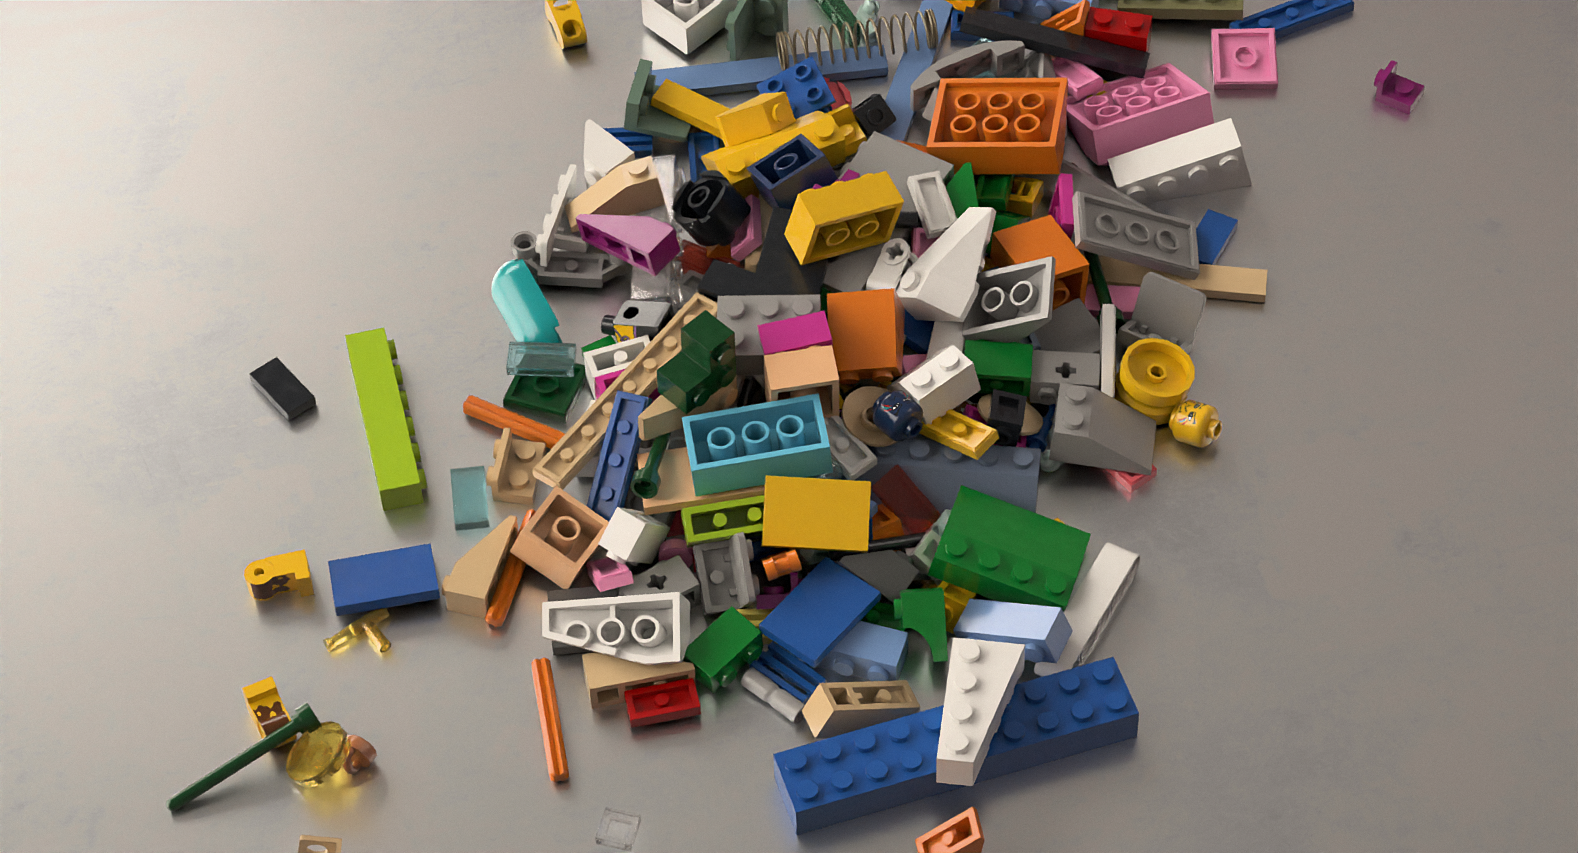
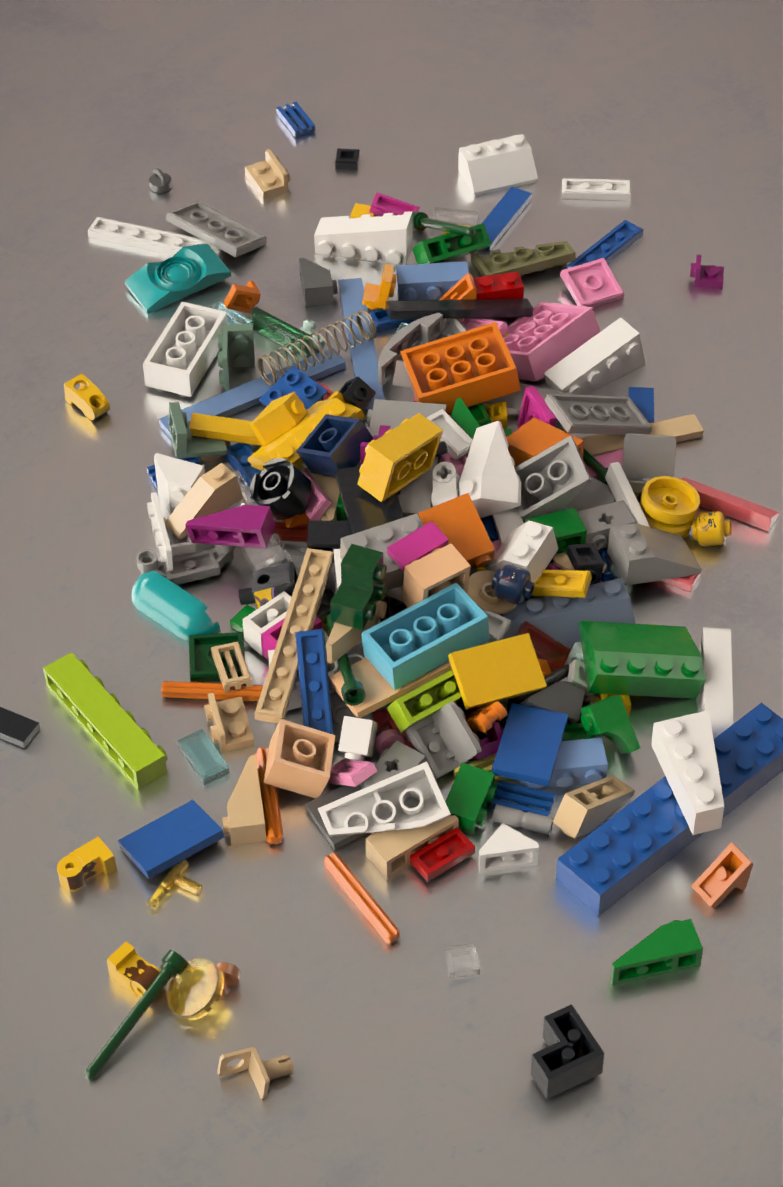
camera: 25 degrees left, 5 degrees down
(541, 359) = (204, 636): clear light blue tile -> none
(546, 423) = (235, 681): none -> tan tile
(731, 724) = (507, 851): none -> white slope
(1040, 628) = (676, 703): medium blue brick -> none
(1239, 398) = (734, 506): none -> coral slope

